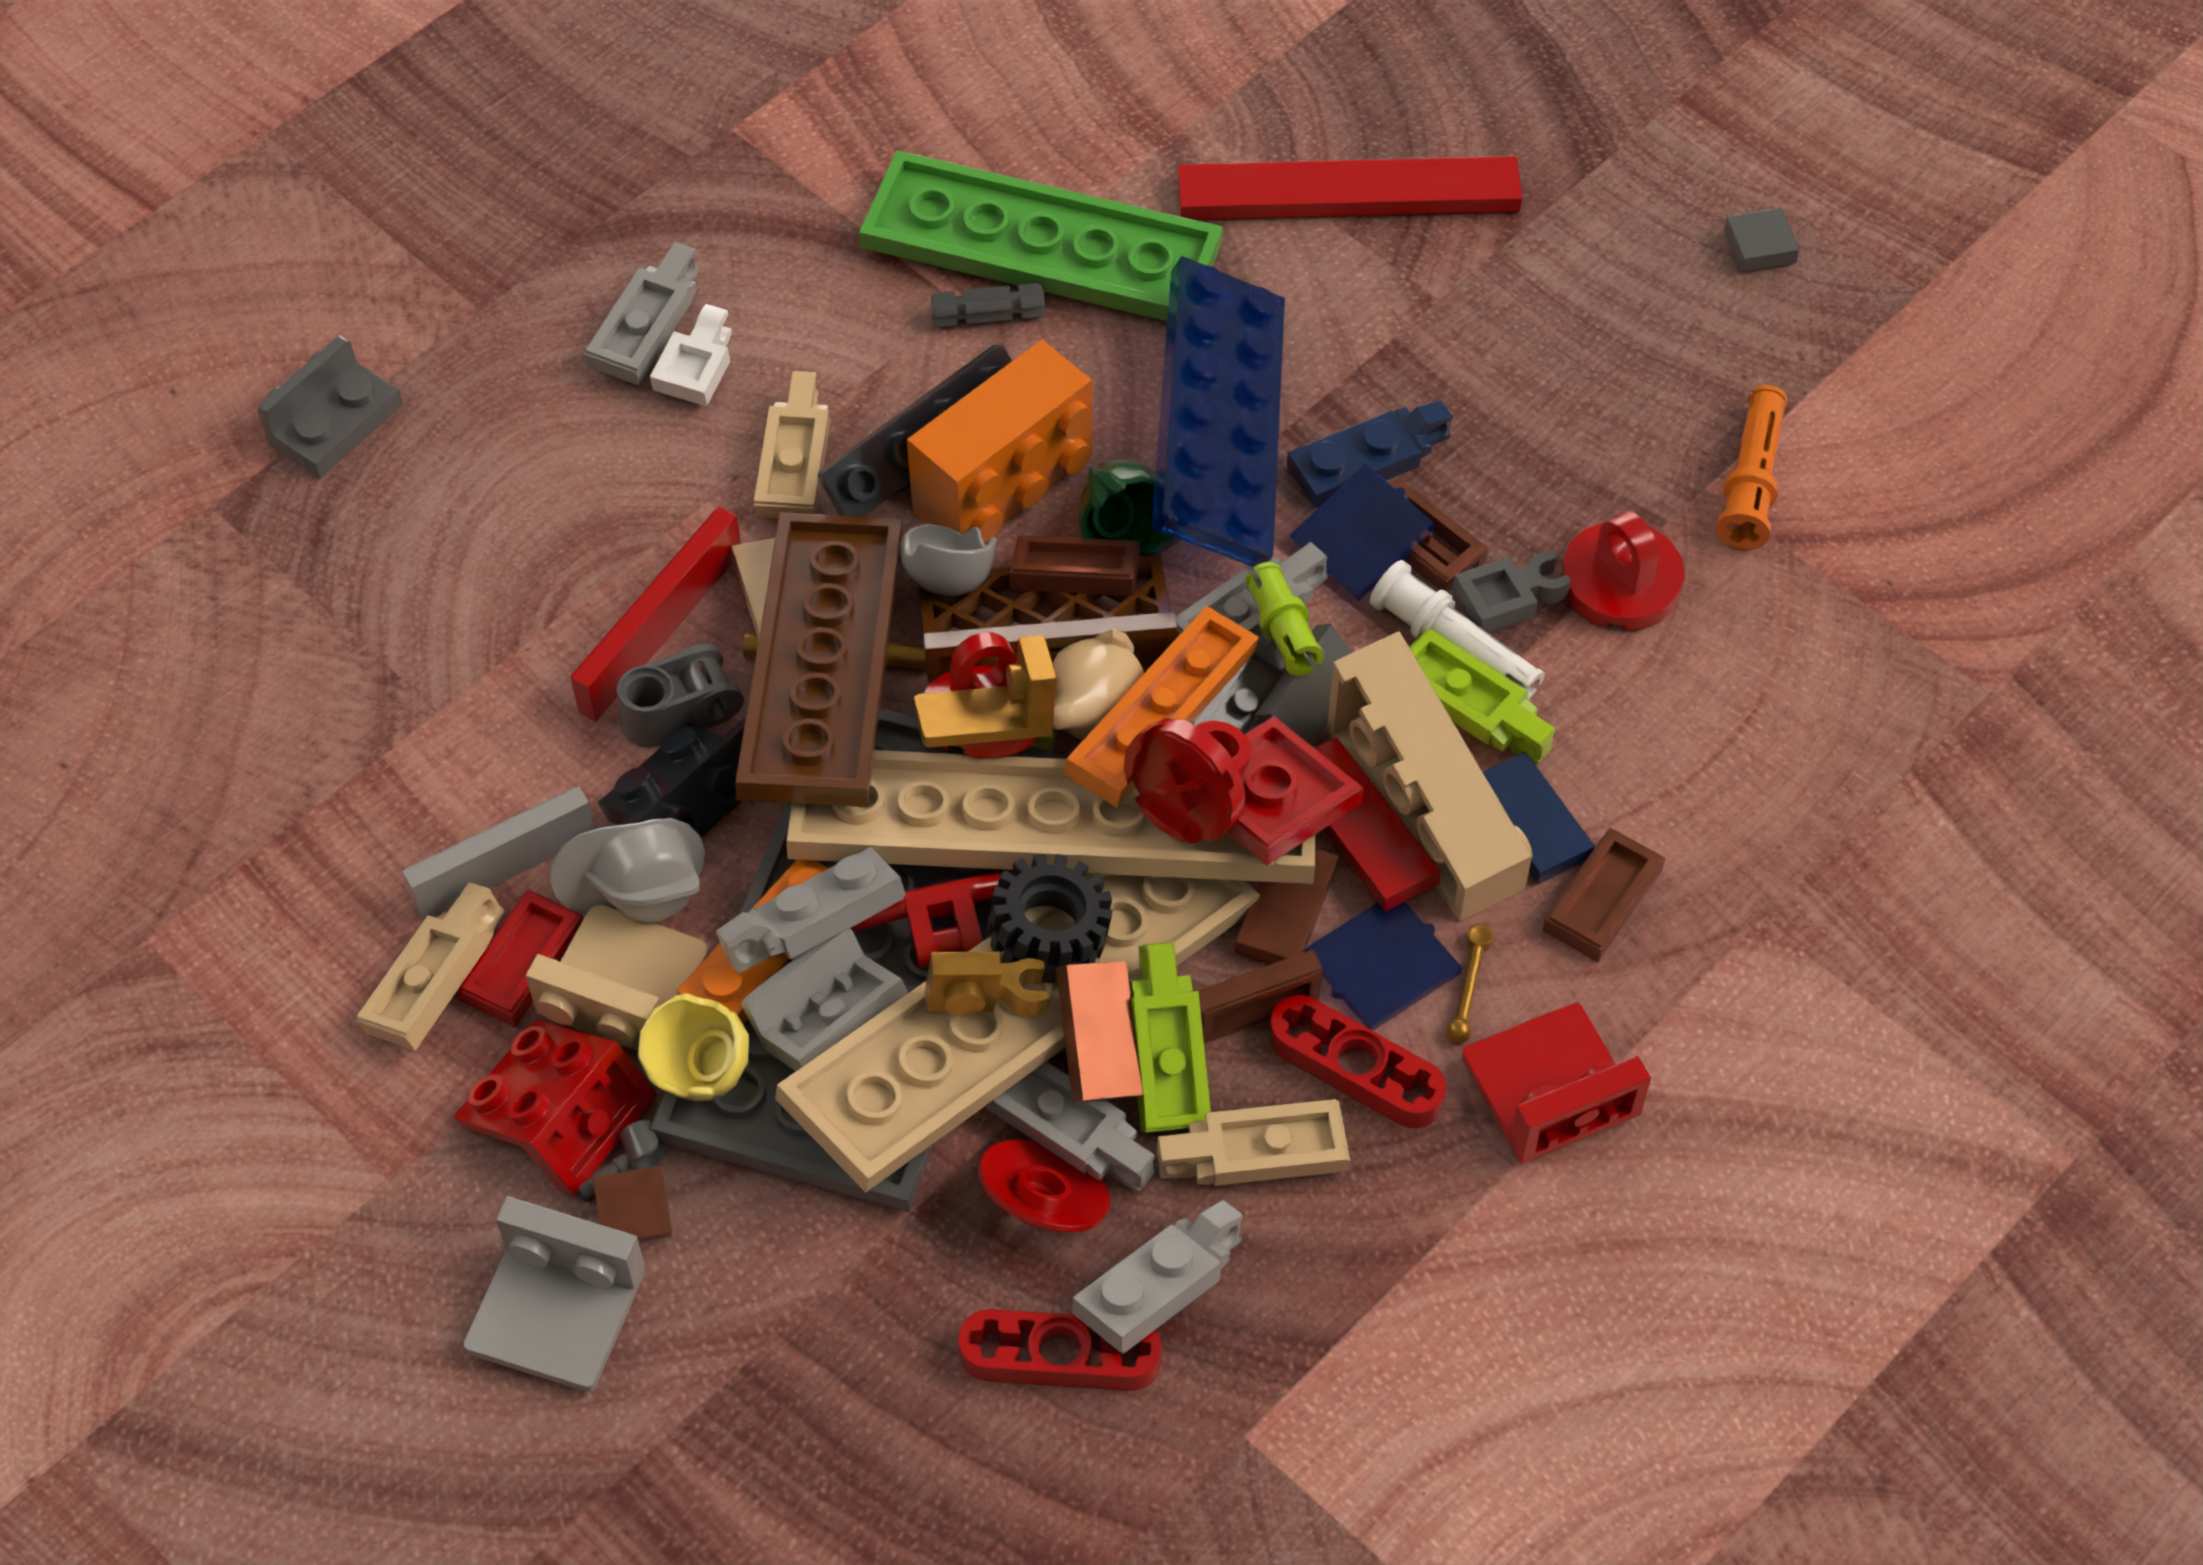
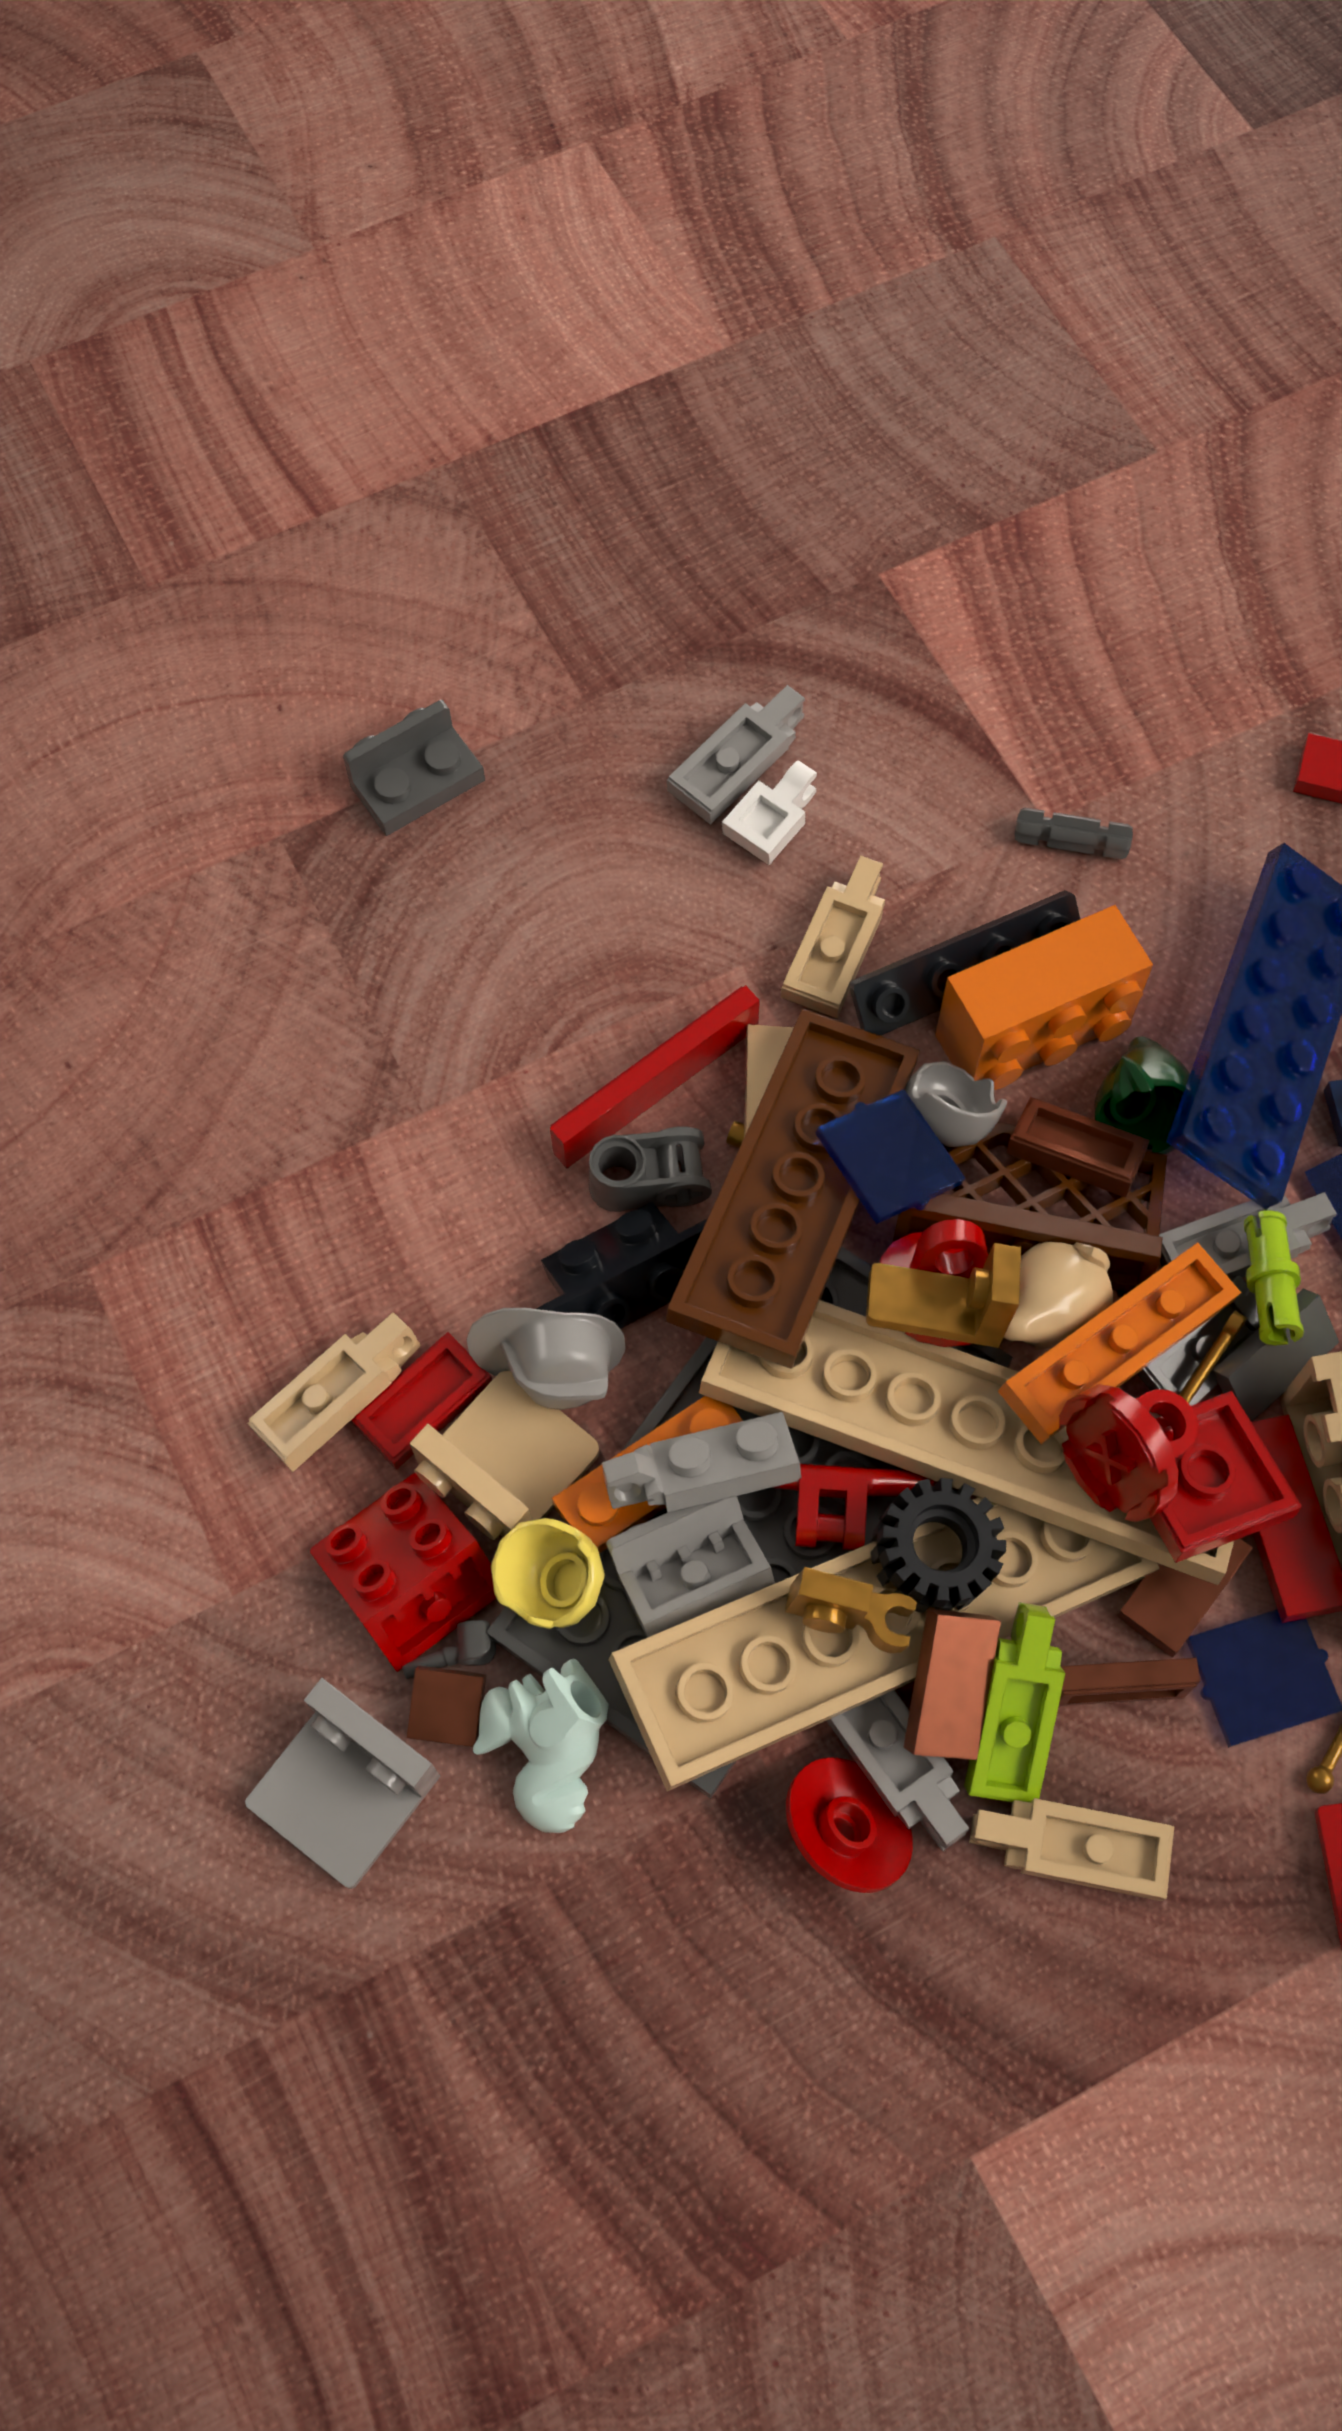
camera: 20 degrees right, 10 degrees up
(498, 852) = (431, 1287): light grey tile -> none
(747, 1191) = (557, 1736): none -> light aqua animal
(902, 609) = (890, 1156): none -> clear blue piece
(1009, 1369) = (871, 2008): red beam -> none
(1033, 234) = (1144, 772): bright green plate -> none
(1159, 1277) = (934, 1966): light grey hinge -> none
(1260, 677) = (1227, 1334): none -> pearl gold hinge
(1364, 1088) = (1230, 1833): red beam -> none

